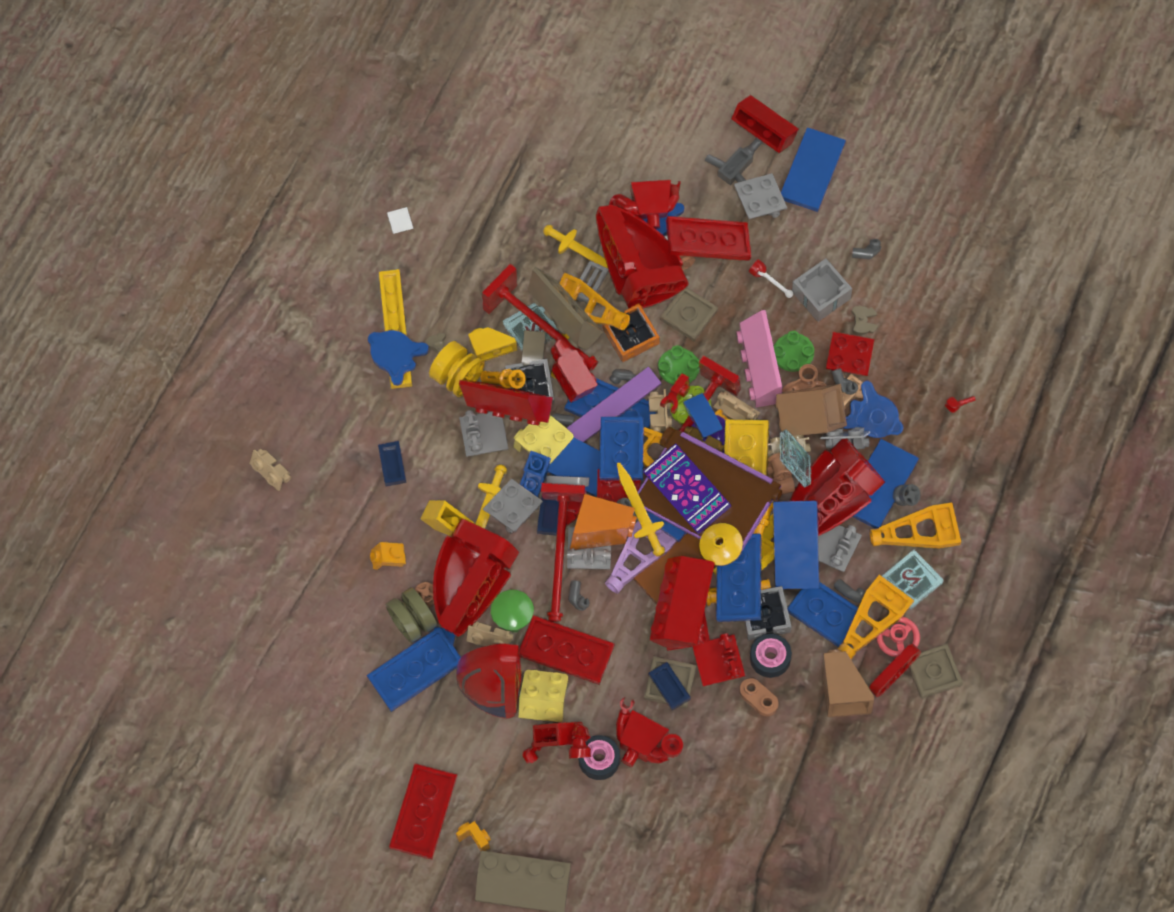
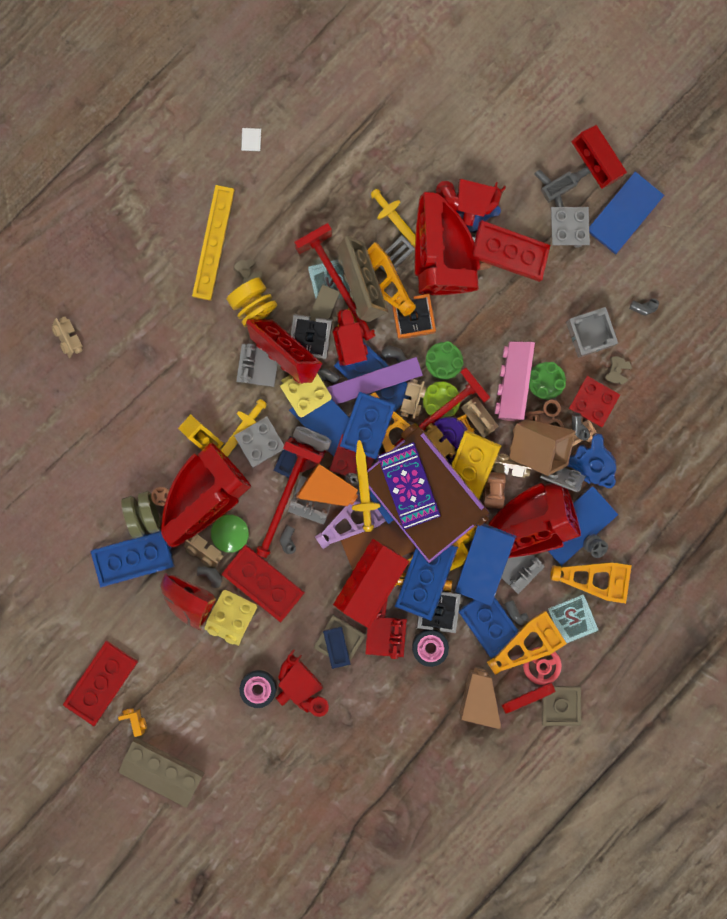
camera: 15 degrees right, 20 degrees up
(387, 555) = (141, 450): light orange bracket -> none
(392, 463) = (171, 366): dark blue tile -> none
(394, 353) = (203, 268): blue tile -> none
(490, 343) = (288, 285): yellow slope -> none
(506, 378) = (289, 329): light orange pin -> none
(535, 472) = (287, 420): blue slope -> none
(559, 735) = (230, 664): red torso -> none
(680, 388) = (436, 387): red plate -> none
(689, 314) = (470, 313): dark tan tile -> none
(702, 415) = (447, 419): blue slope -> none
(728, 550) = (430, 544): yellow dish -> none
(758, 696) = (408, 679): nougat plate -> none
(759, 269) = (545, 294): hinge -> none
(795, 458) = (512, 485): clear light blue tile -> none
(953, 405) = (665, 475): red hand -> none

